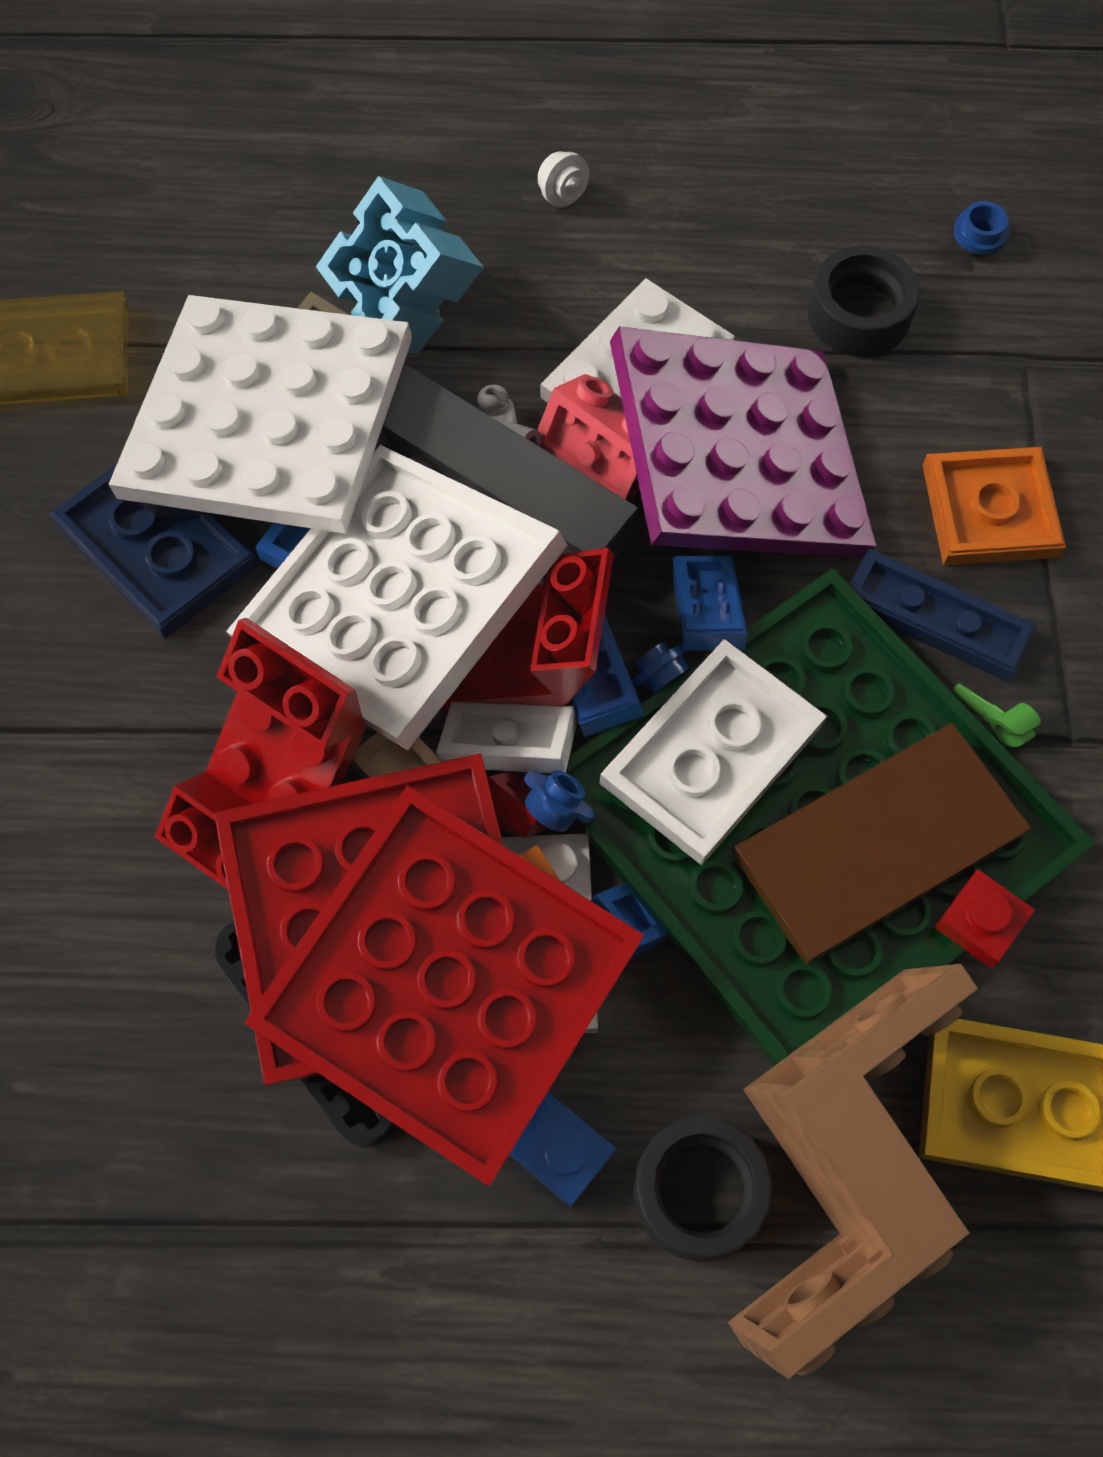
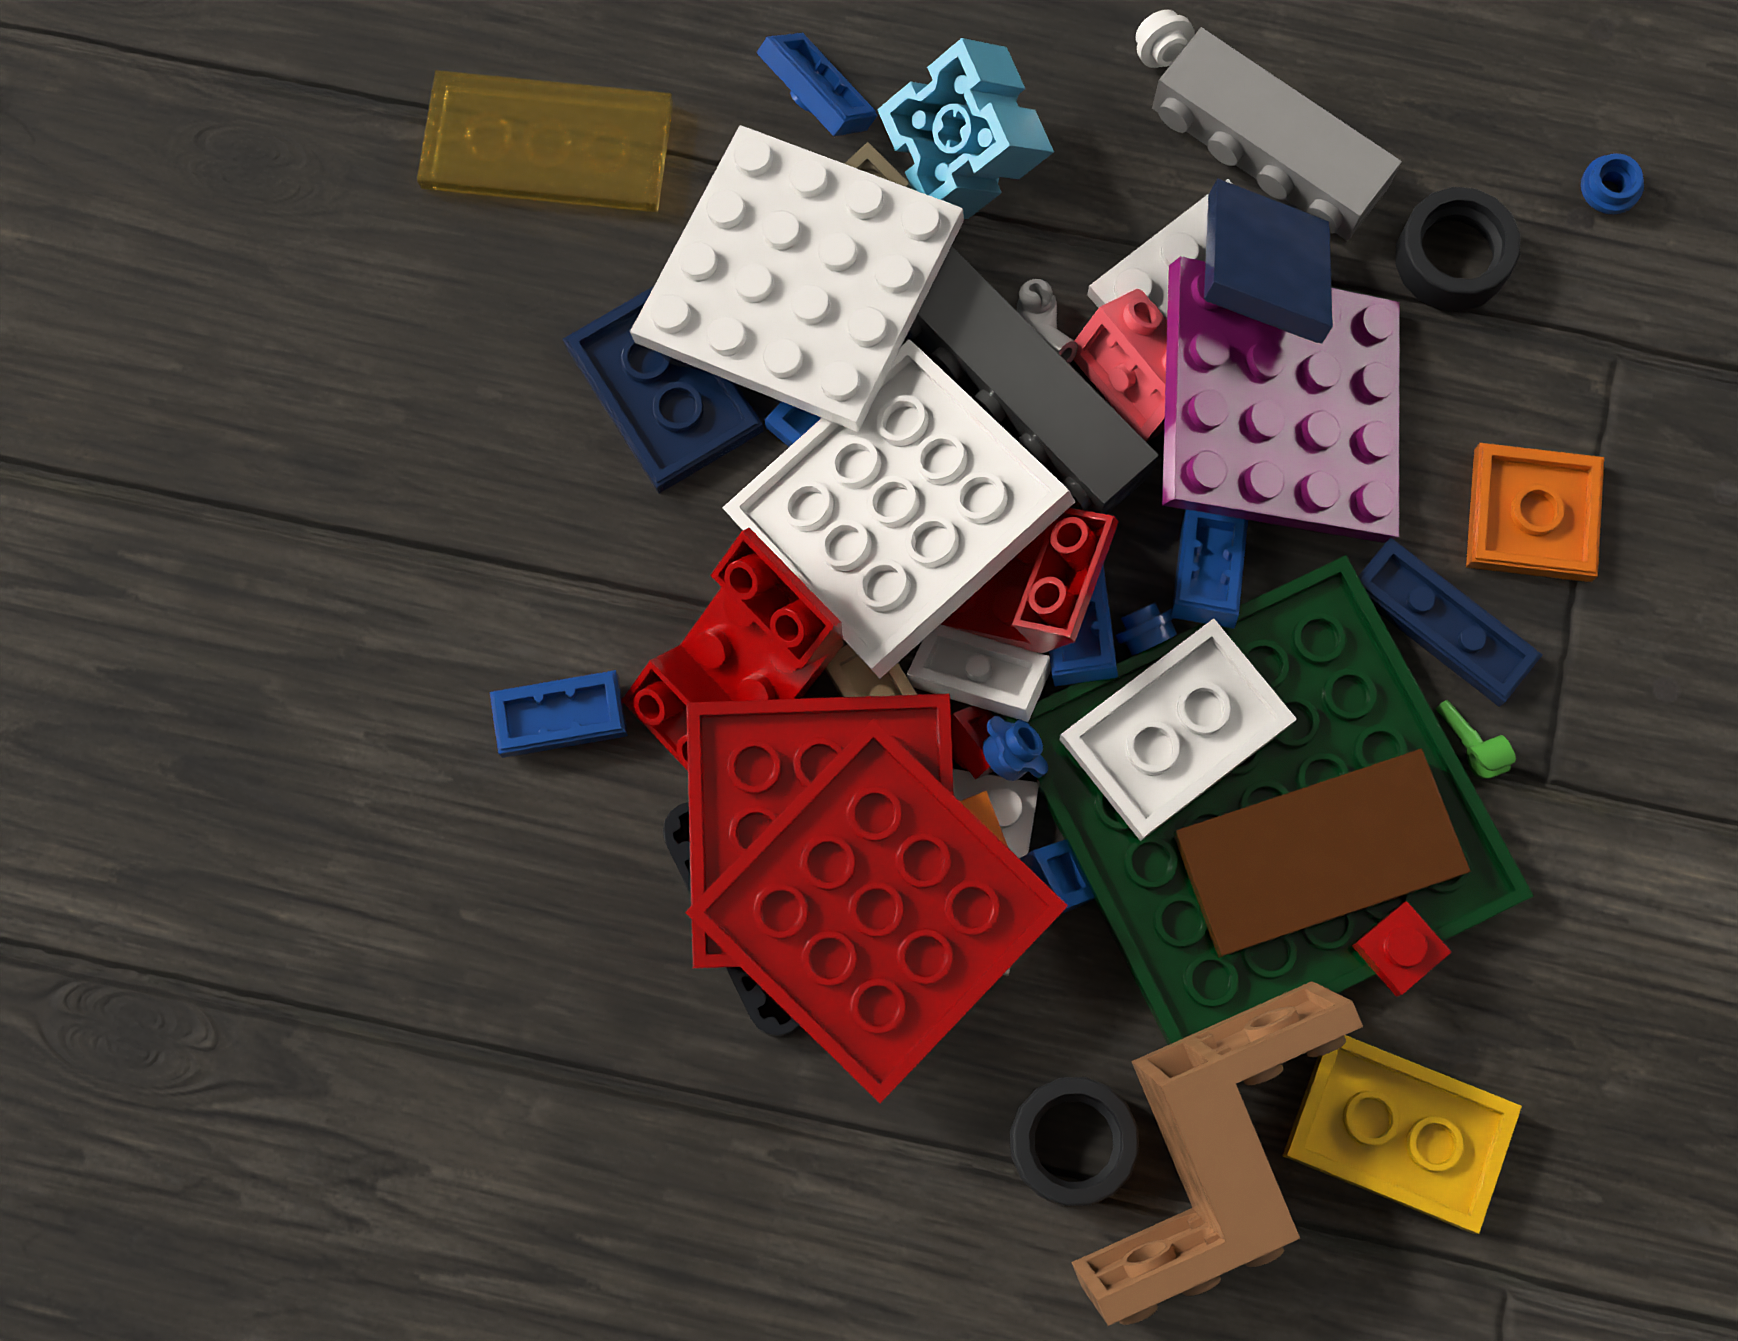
camera: 15 degrees right, 10 degrees up
(89, 861) = (558, 714): none -> blue plate
(256, 261) = (817, 84): none -> blue plate
(561, 1150) = (953, 1080): blue plate -> none
(678, 235) = (1273, 134): none -> light grey brick
(701, 322) = (1268, 262): none -> dark blue tile

